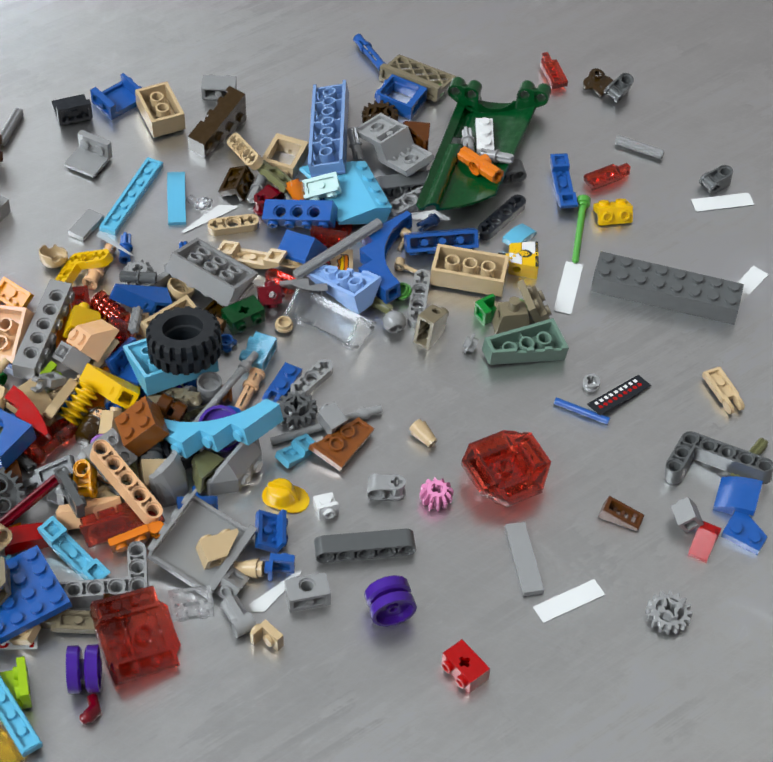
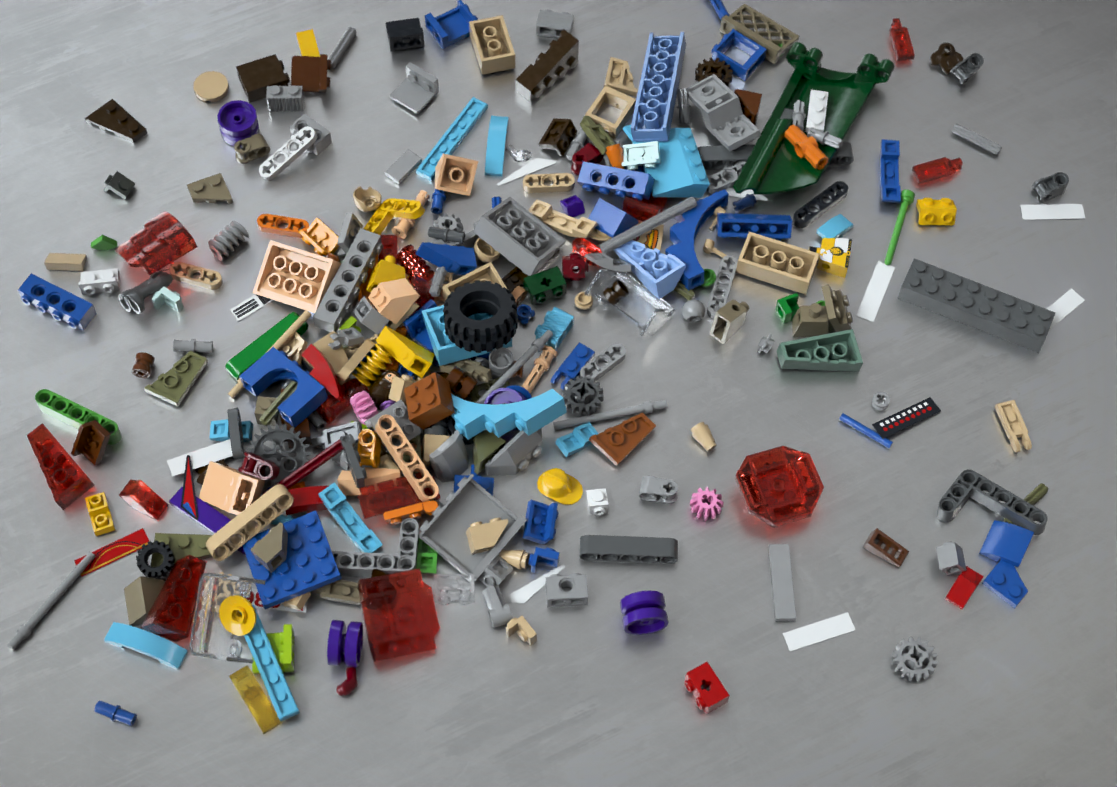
camera: 10 degrees right, 10 degrees up
(37, 288) = (348, 233): none -> light grey bracket
(73, 442) = (363, 406): none -> bright pink gear
(100, 234) = (422, 186): white sticker -> none
(139, 223) = (455, 174): none -> light nougat slope
(158, 578) = (426, 558): none -> bright green slope
(245, 151) = (570, 103): tan beam -> none
(260, 242) = (573, 206): none -> dark purple slope
(288, 125) = (619, 77): none -> tan wing
(315, 311) = (616, 292): none -> dark brown wheel
(331, 418) = (615, 410): light grey brick -> none

